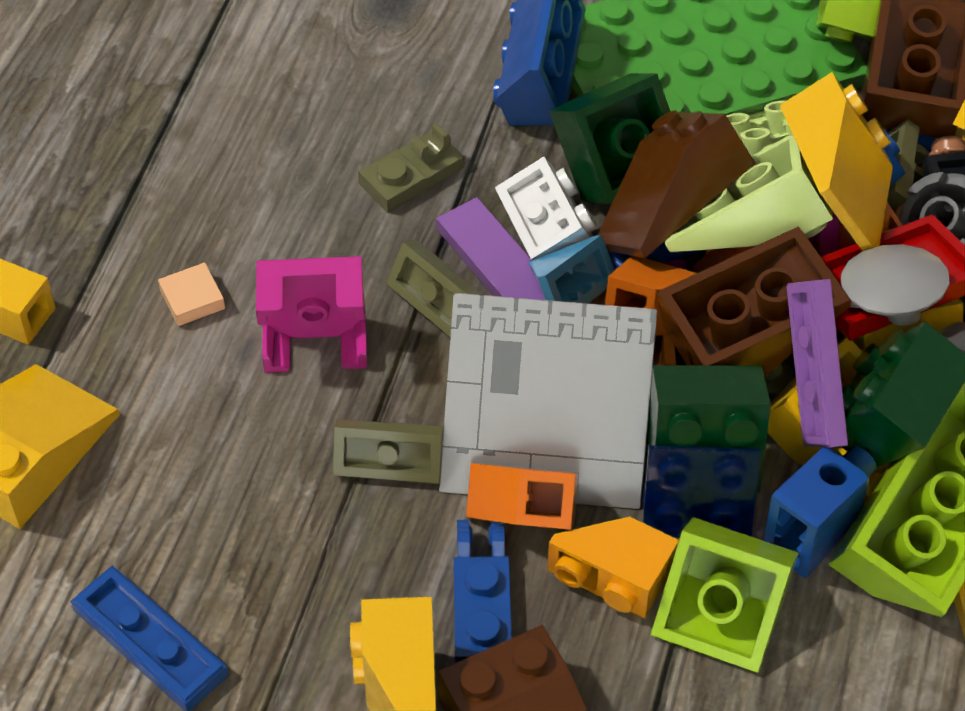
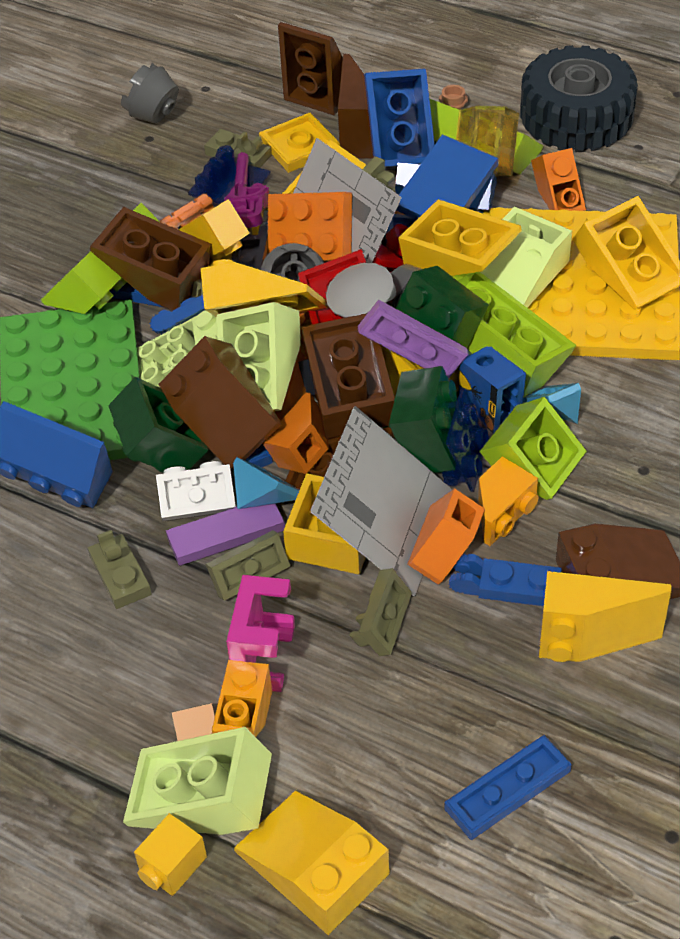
camera: 75 degrees left, 5 degrees down
(103, 313) = (203, 781): none -> yellowish green slope
(210, 323) = (243, 697): none -> light orange slope
(829, 605) = (563, 398): none -> dark azure slope

